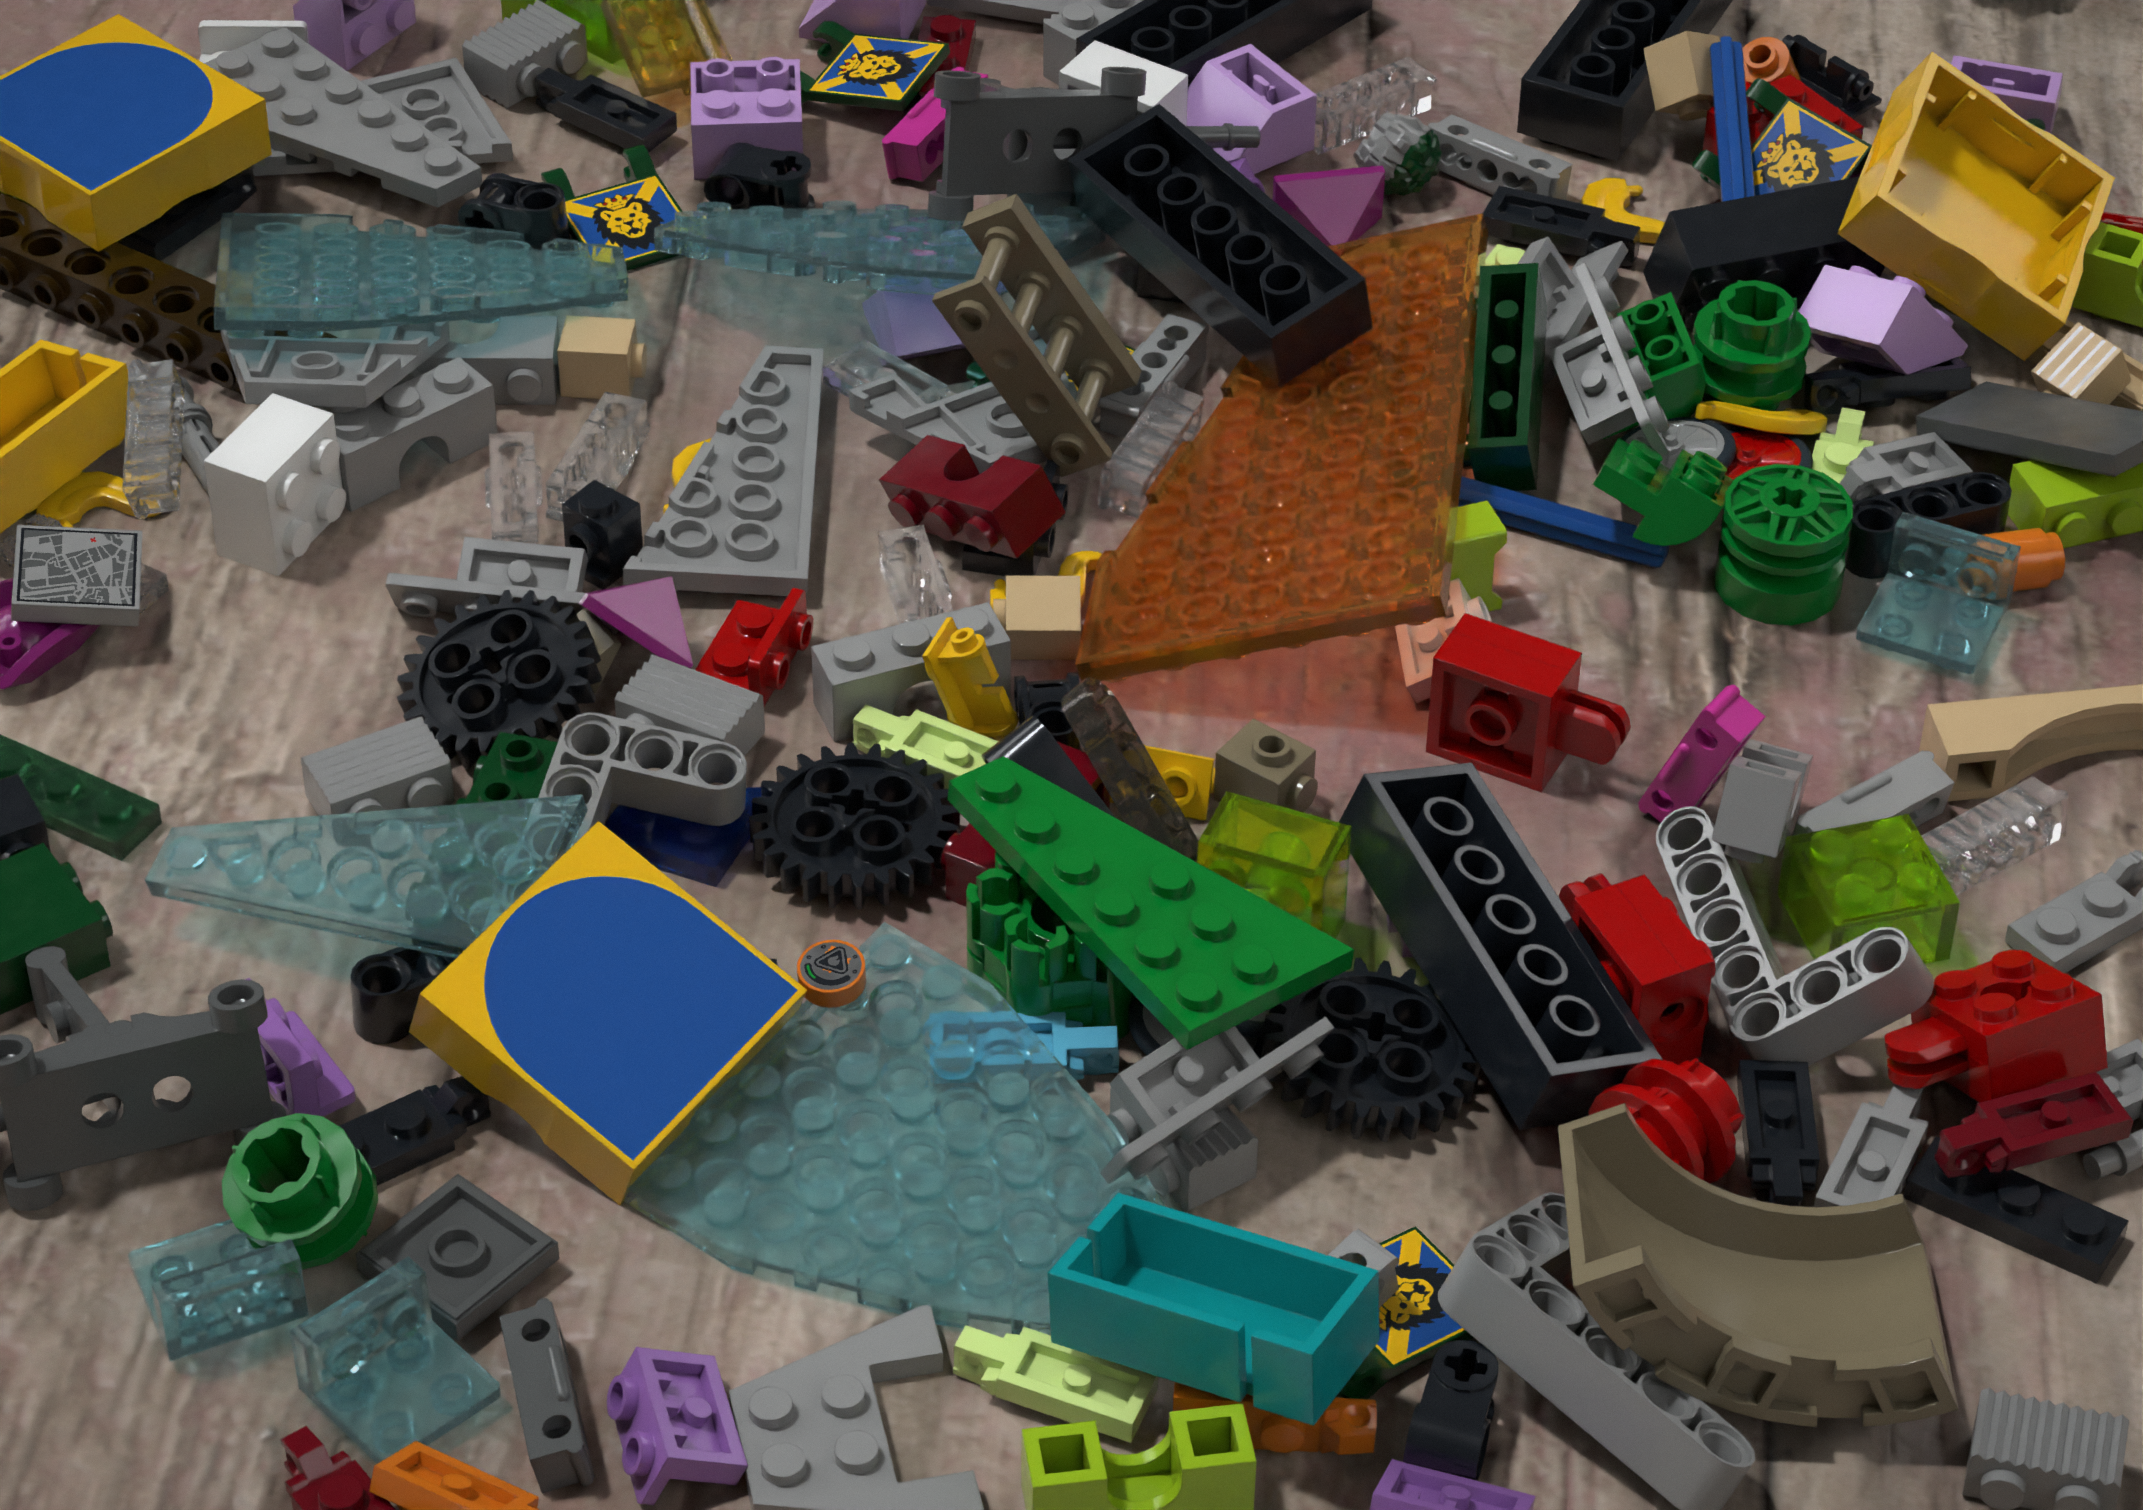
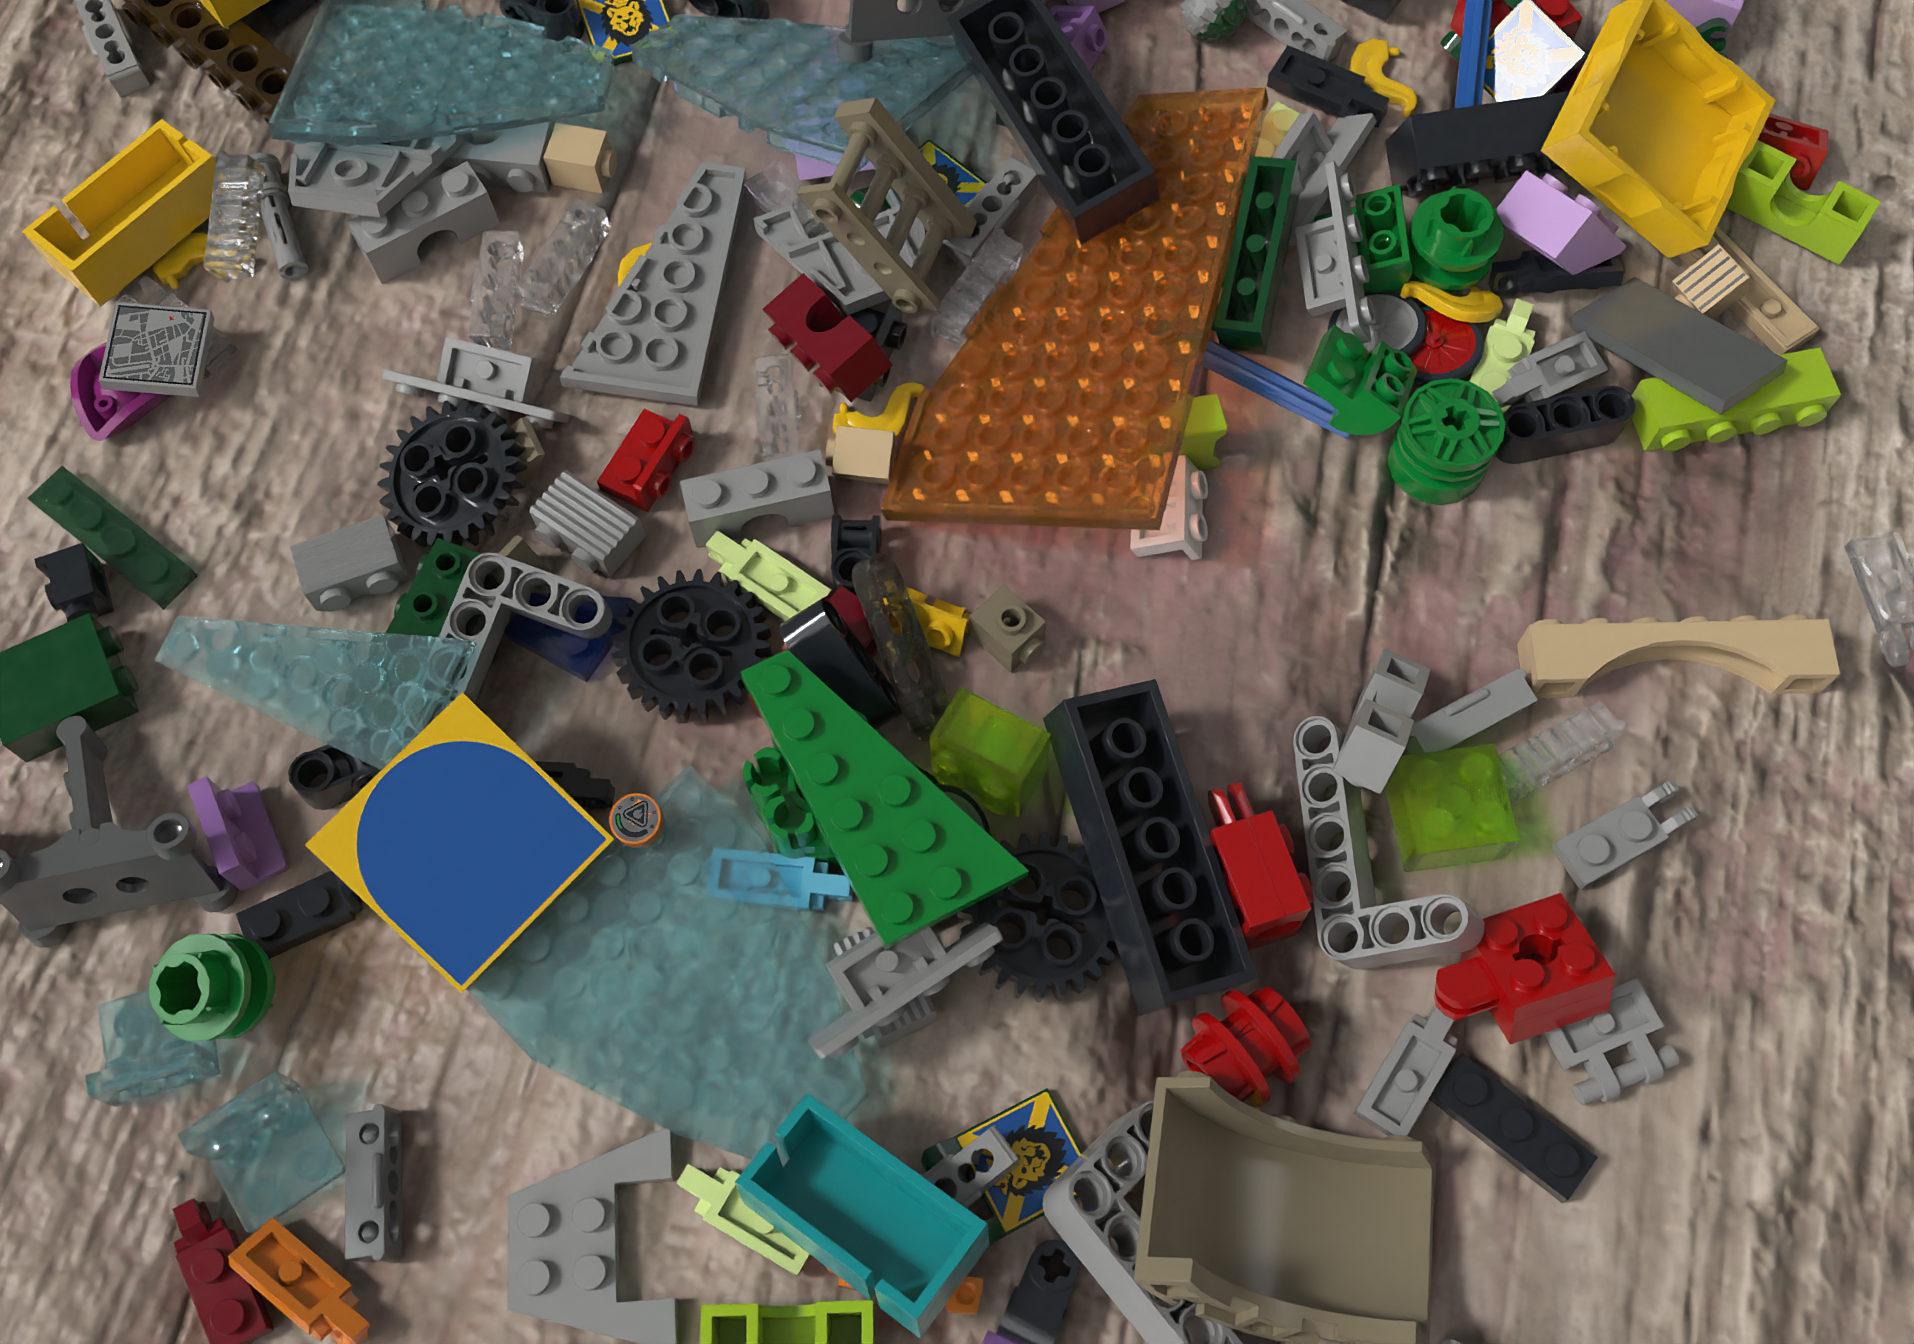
camera: 10 degrees right, 25 degrees up
(275, 484) = (314, 272): white brick -> none
(469, 1248) = (333, 1037): dark grey plate -> none
(607, 529) = (550, 337): black brick -> none
(646, 614) = (563, 435): magenta slope -> none
(674, 1422) = (463, 1223): medium lavender bracket -> none
(958, 667) = (789, 528): yellow hinge -> none
(1333, 203) = (1154, 52): magenta slope -> none
(1516, 705) = (1209, 591): red brick -> none
(1702, 754) = (1342, 673): dark pink piece -> none
(1778, 1128) = (1340, 1034): black hinge -> none
(1941, 594) = (1558, 503): clear light blue bracket -> none
(2034, 1127) = (1541, 1074): dark red hinge -> none
(2039, 557) = (1627, 468): orange brick -> none

